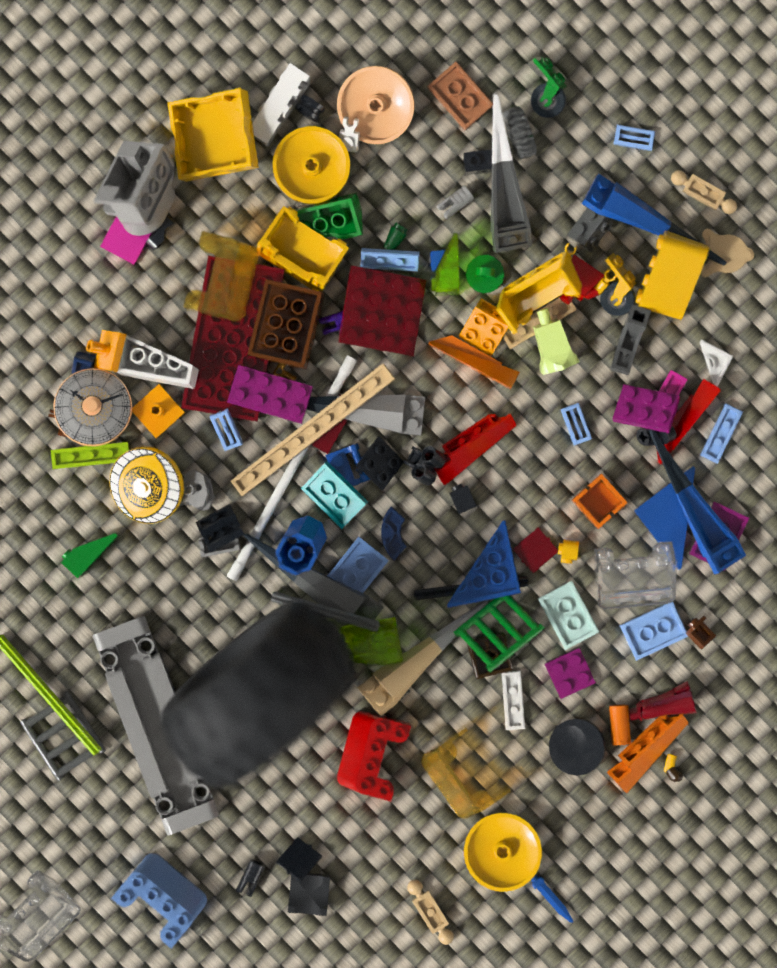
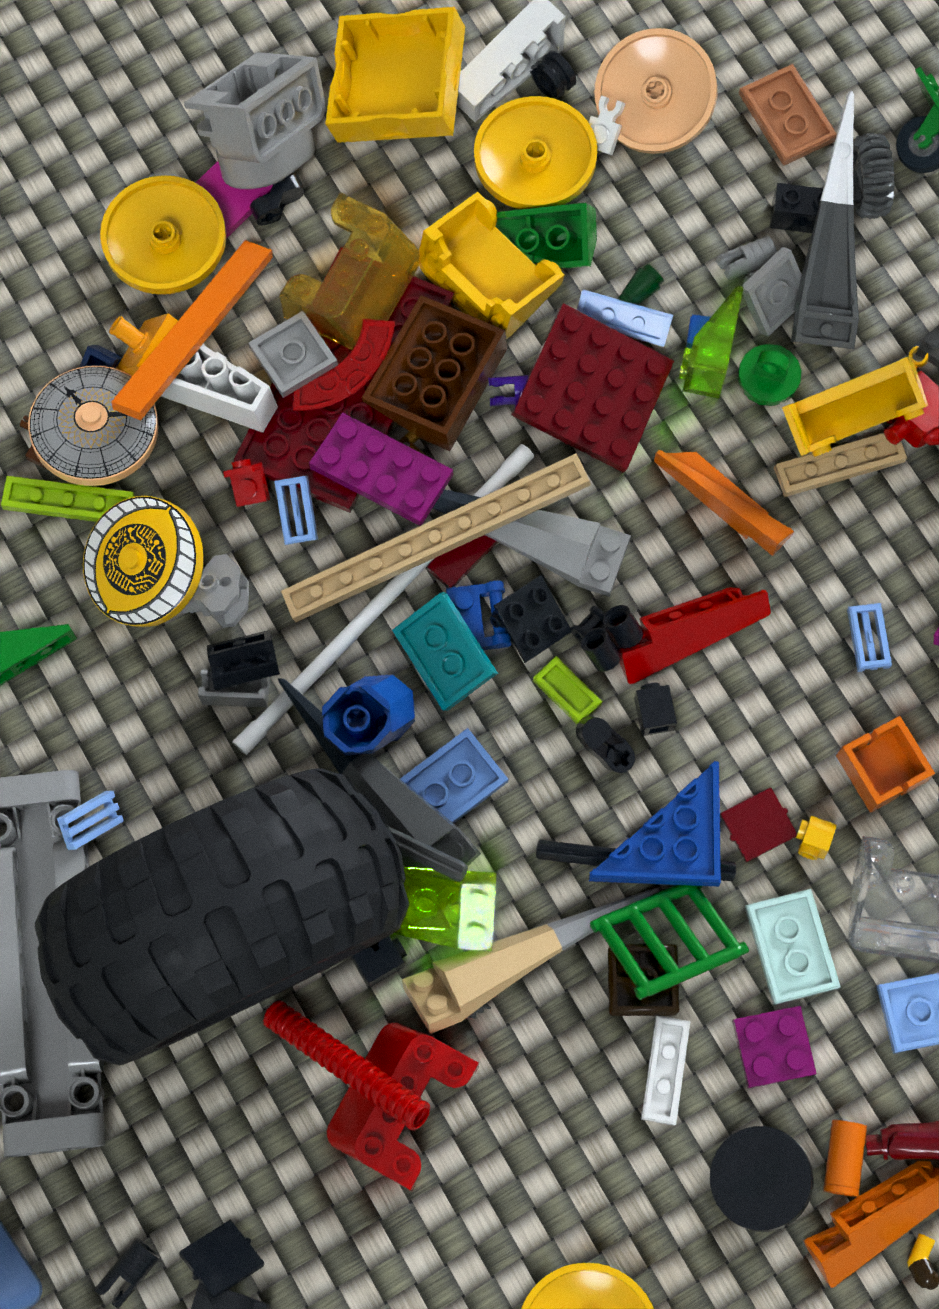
camera: 15 degrees right, 15 degrees down
(99, 274) = (163, 234): none -> yellow dish
(136, 336) = (191, 330): none -> orange tile
(157, 411) = (194, 460): light orange tile -> none
(161, 645) = (109, 810): none -> light blue tile
(193, 420) = (248, 482): none -> red bracket
(200, 340) = (293, 354): none -> light grey tile
(236, 340) = (351, 372): none -> red tile
(349, 748) = (347, 1065): none -> red piece
(392, 533) = (523, 740): dark blue tile -> none
(409, 498) = (567, 690): none -> lime tile
(431, 521) = (617, 755): none -> black piece
(437, 766) = (522, 1191): clear yellow windscreen -> none
(475, 223) = (773, 291): none -> light grey tile
(484, 327) = (752, 452): light orange bracket -> none
(552, 344) = (858, 497): yellowish green piece -> none

